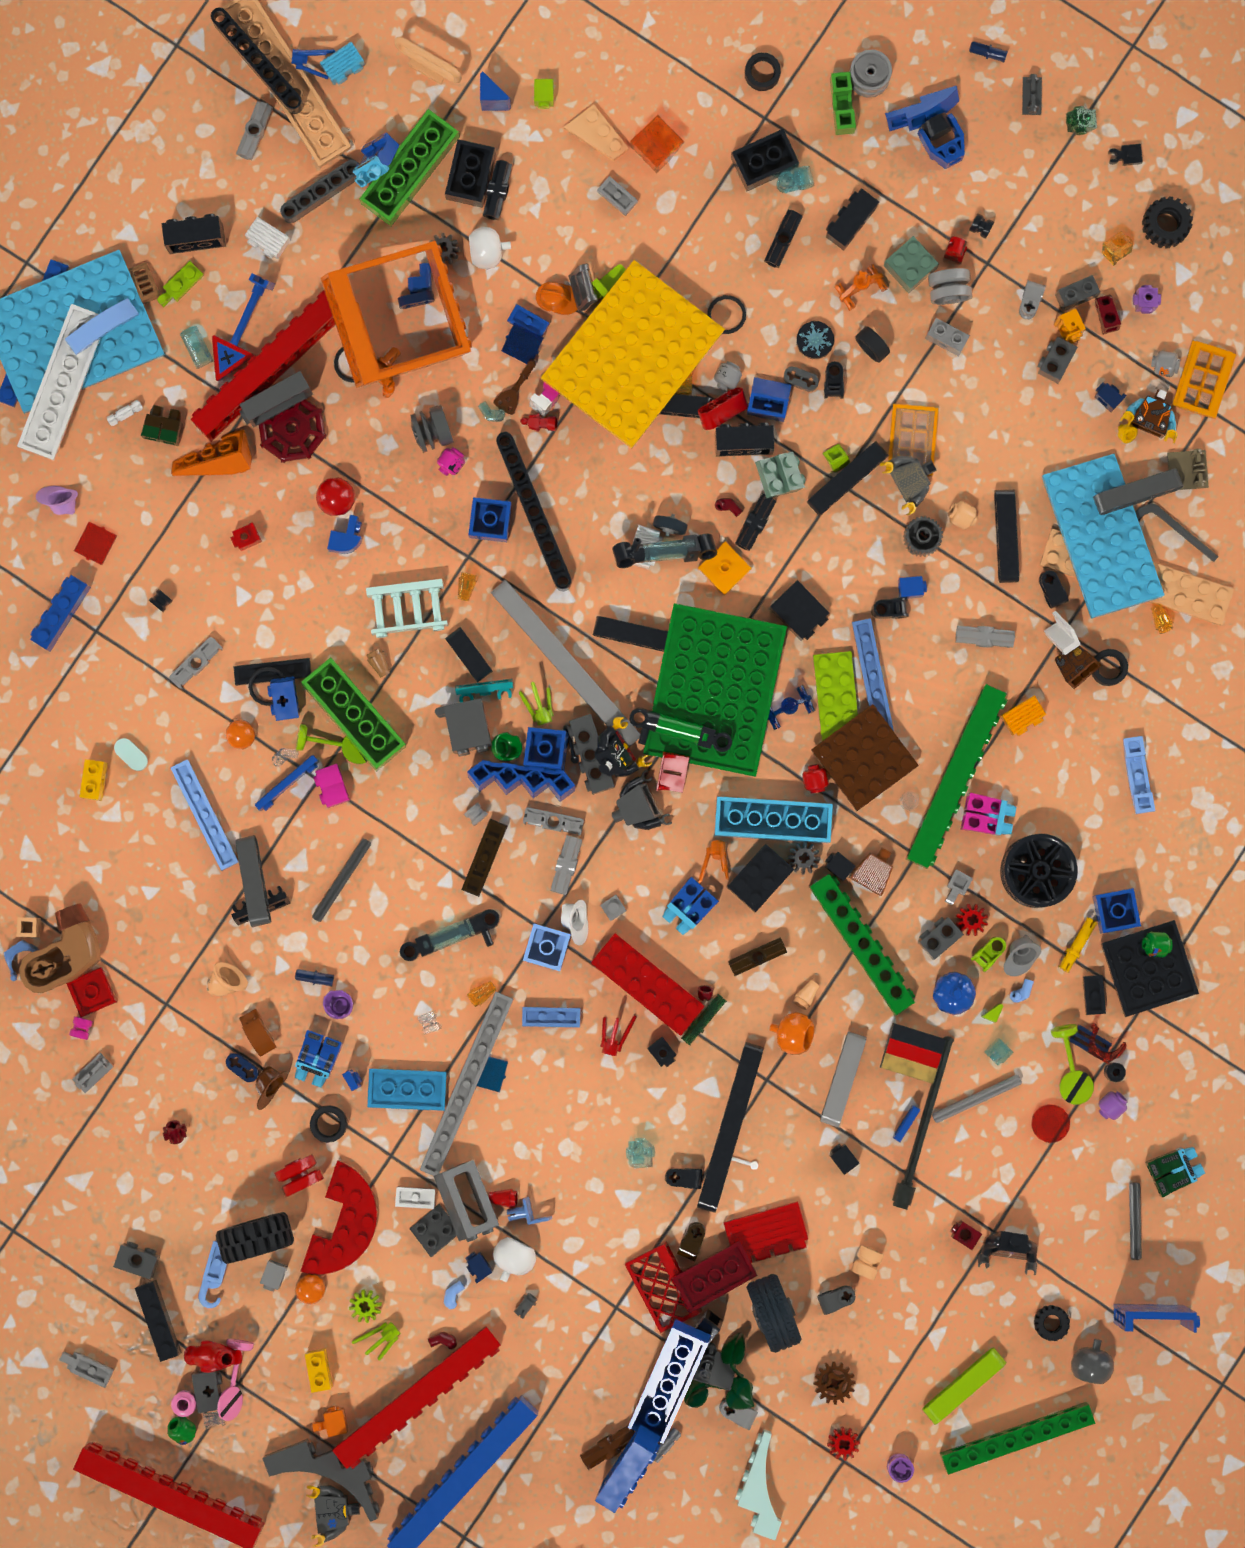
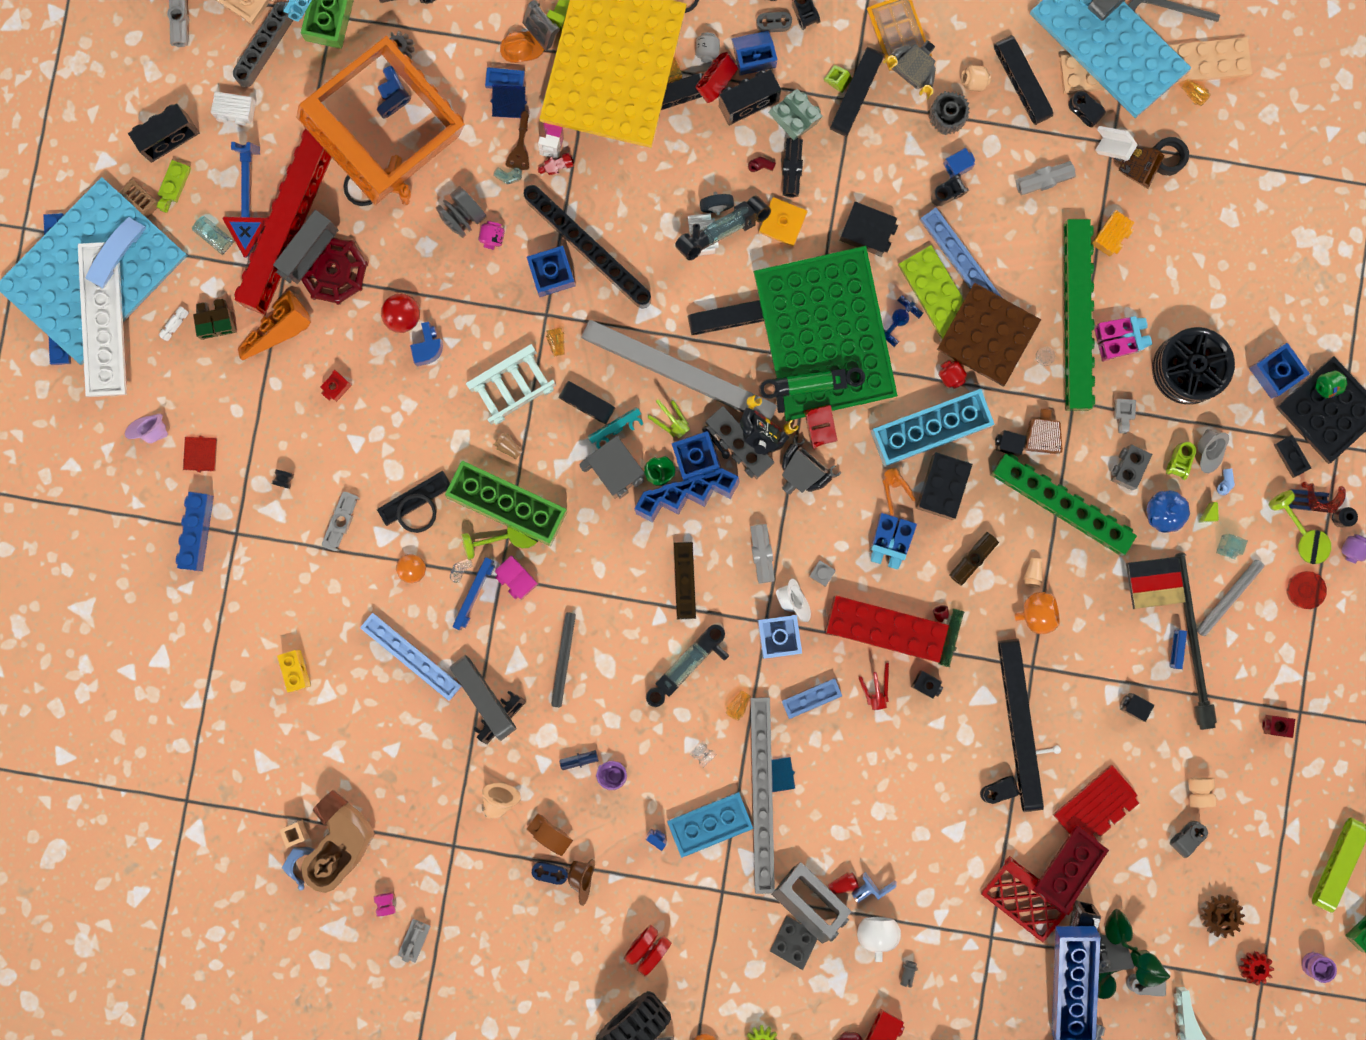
camera: 25 degrees left, 0 degrees up
(91, 992) = (379, 866): red tile -> none
(131, 754) = (318, 632): light aqua tile -> none
(174, 1132) = (514, 961): dark red gear -> none
(281, 709) = (431, 507): blue brick -> none
(313, 1062) = (614, 839): hips -> none
(314, 1127) = (656, 903): black tyre -> none
(354, 1226) = (718, 974): red plate -> none
(415, 1197) = (762, 920): white plate -> none
(450, 1295) = (835, 994): light blue arm -> none
(476, 814) = (659, 544): light grey wheel -> none
(478, 1266) = (849, 957): dark blue brick -> none
(486, 248) = (437, 28): white piece -> none
(566, 823) = (719, 521): light grey piece -> none
(640, 1153) = (956, 789): clear light blue brick -> none
(691, 1244) = (1034, 848): dark brown piece -> none
(773, 1313) = (1143, 879): black wheel -> none
(799, 853) = (968, 446): flat silver gear -> none
(843, 1079) = (1102, 635): light grey beam -> none
(969, 913) = (1152, 430): red gear -> none
(1010, 1246) = (1325, 718): black torso -> none
(1074, 951) = (1256, 423): yellow pin -> none
(1137, 775) = (1239, 242): light blue slope -> none

